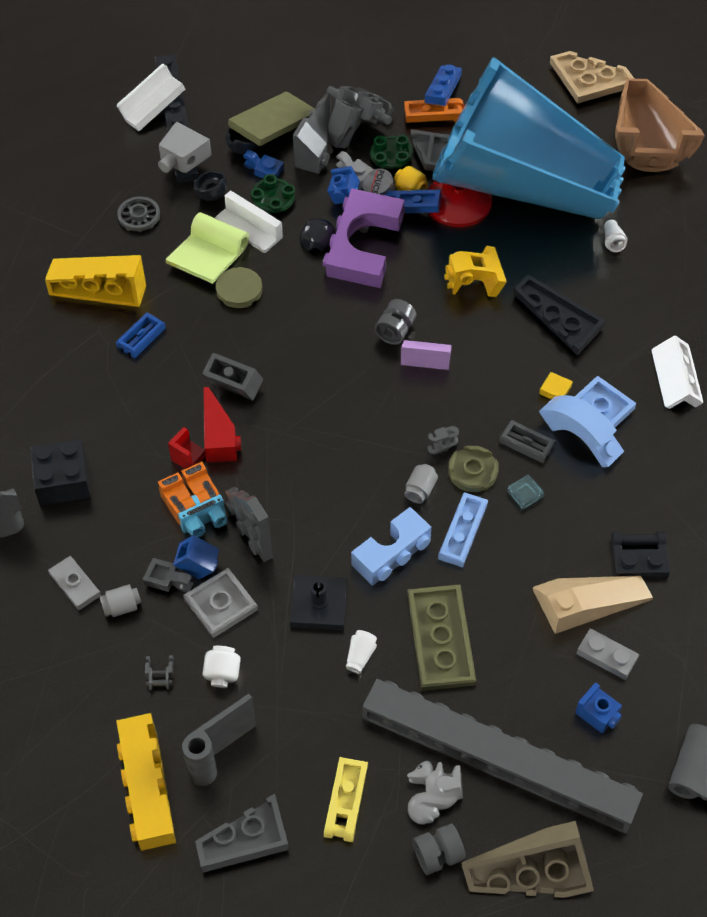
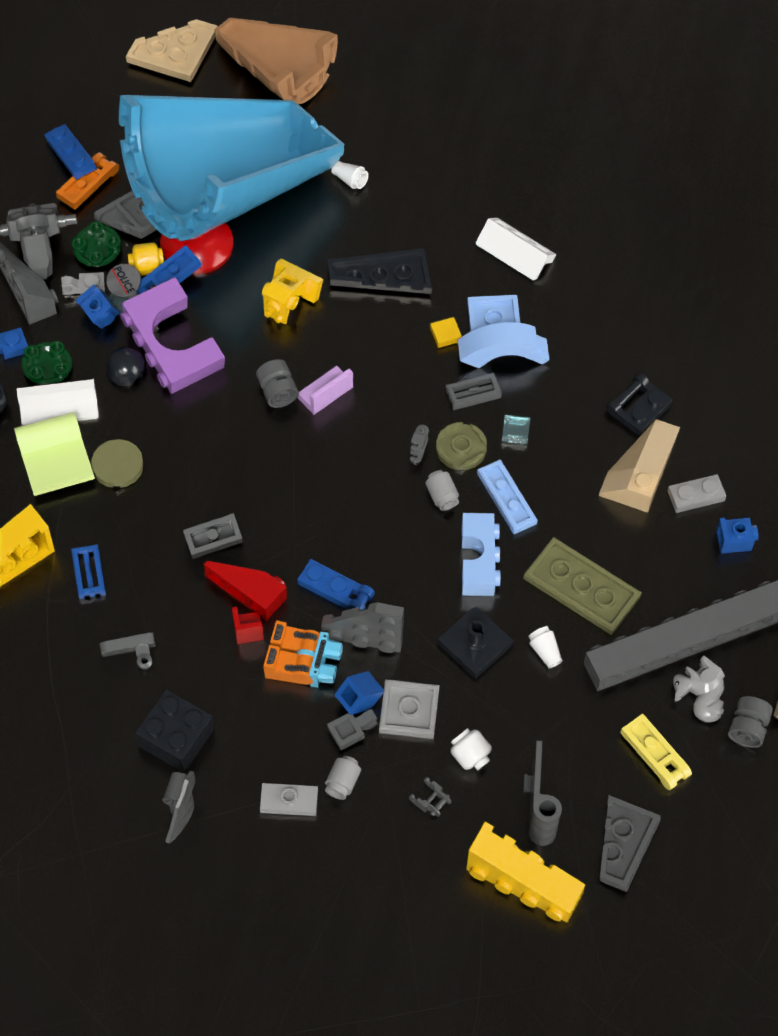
camera: 50 degrees left, 5 degrees up
(108, 401) = (138, 643): none -> dark grey piece
(273, 480) = (334, 586): none -> blue plate

